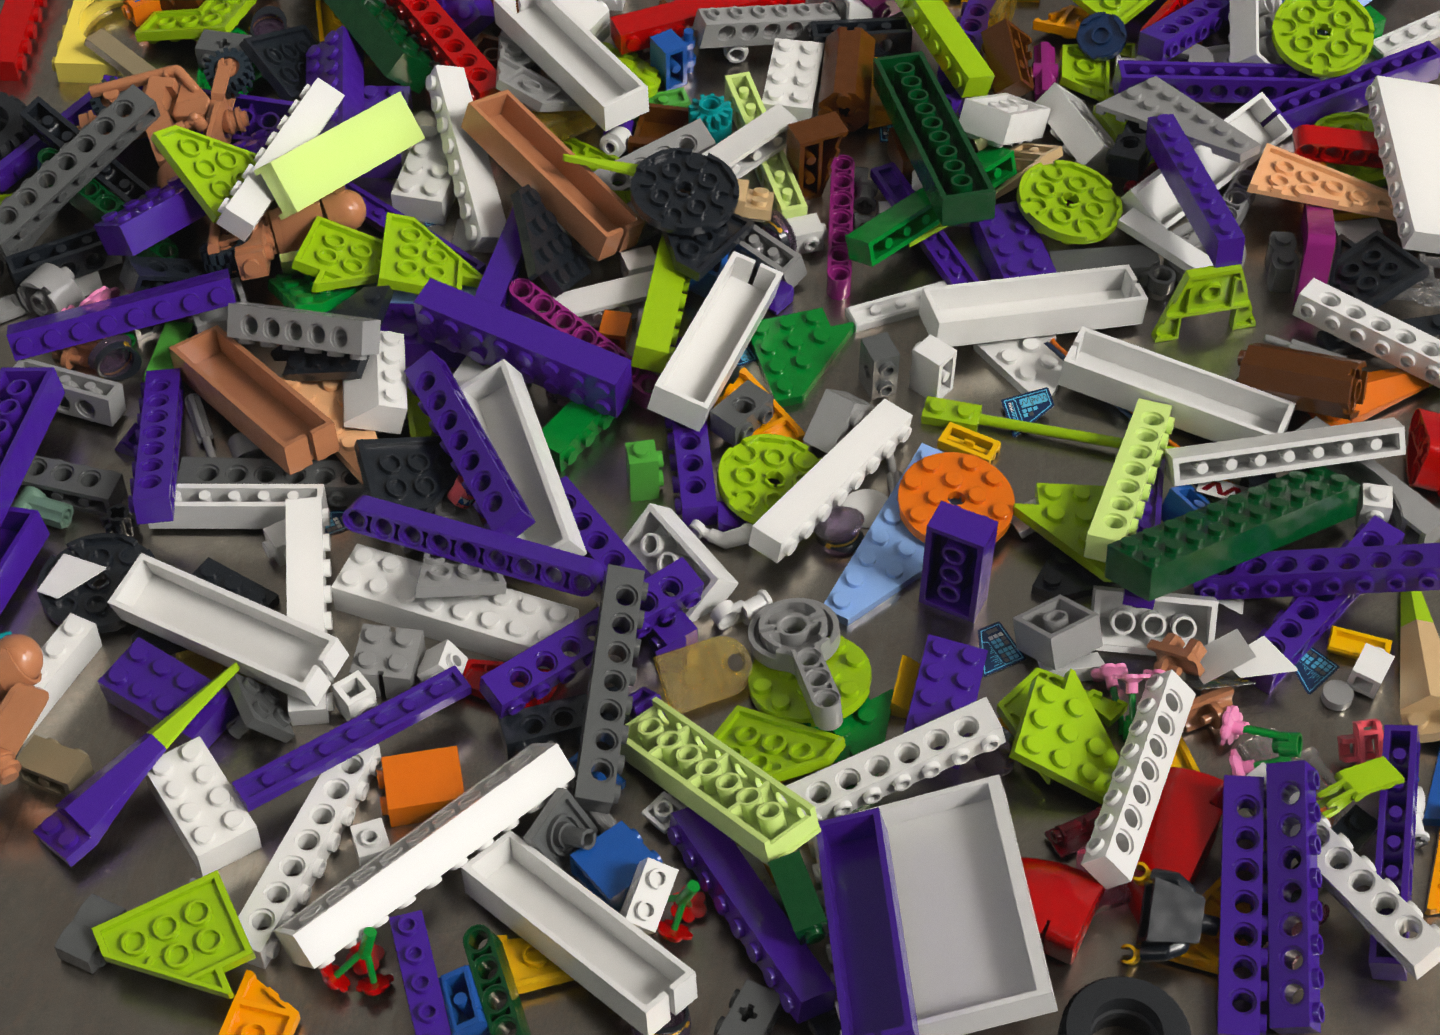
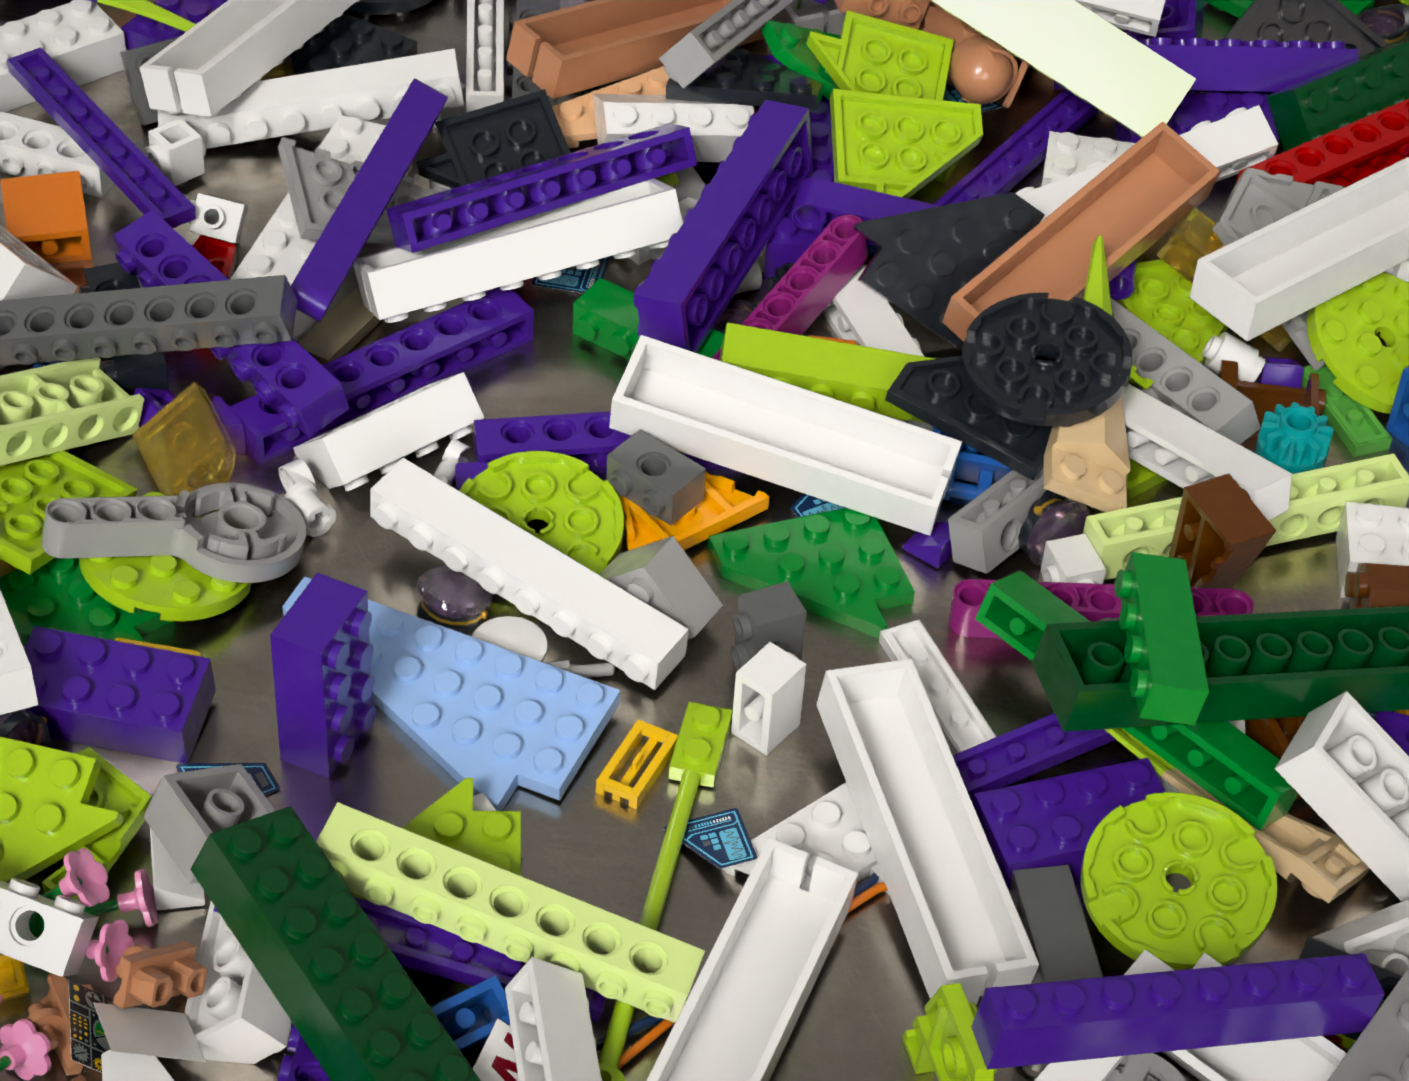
camera: 85 degrees right, 5 degrees down
(391, 655) = (241, 173): light grey piece -> none
(643, 470) = (543, 376): bright green brick -> none
(949, 477) = (518, 752): orange plate -> none
(954, 151) = (1161, 639): none -> green brick

